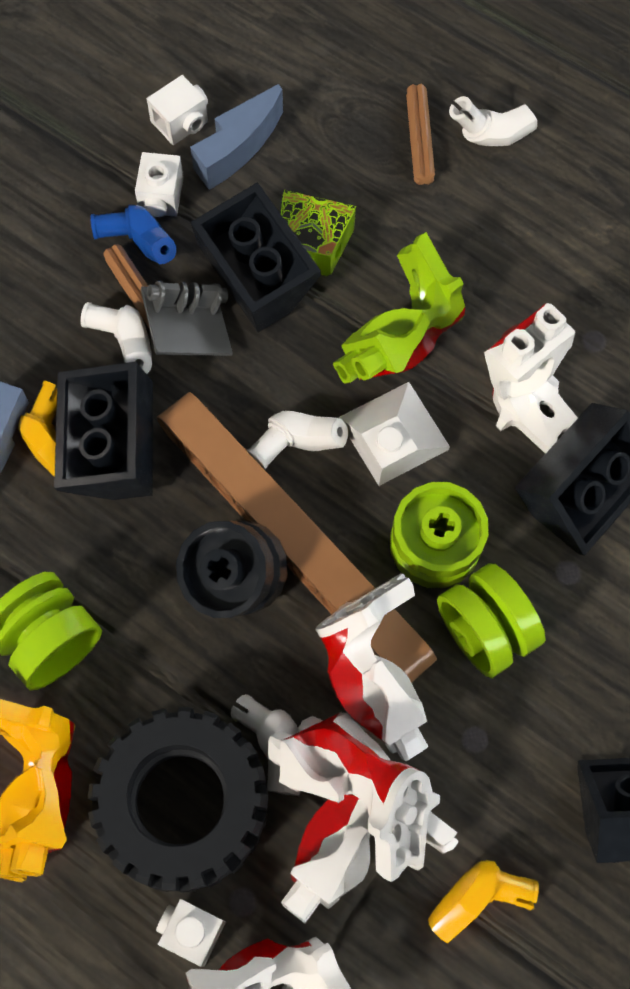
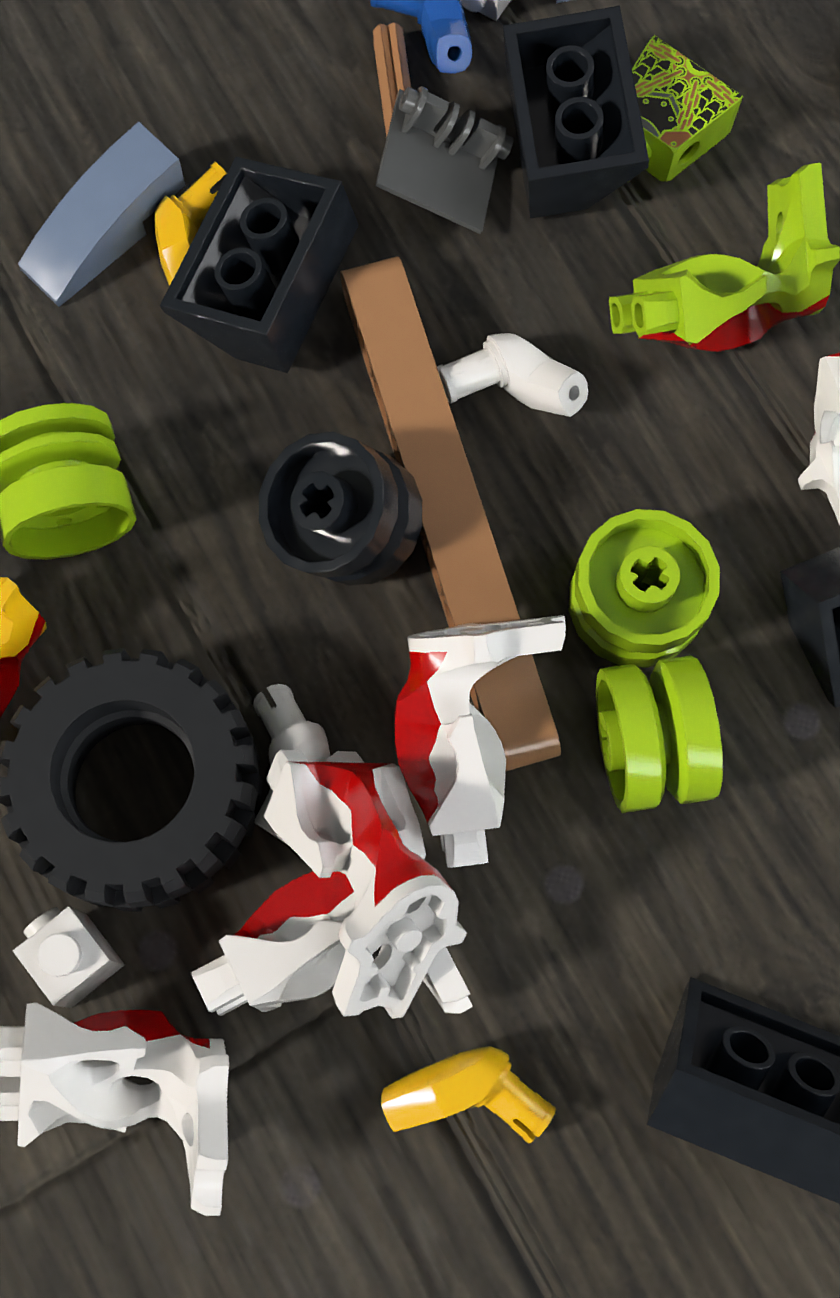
camera: 25 degrees right, 5 degrees up
(127, 328) = (357, 135): white arm -> none
(394, 433) = (651, 430): white slope -> none

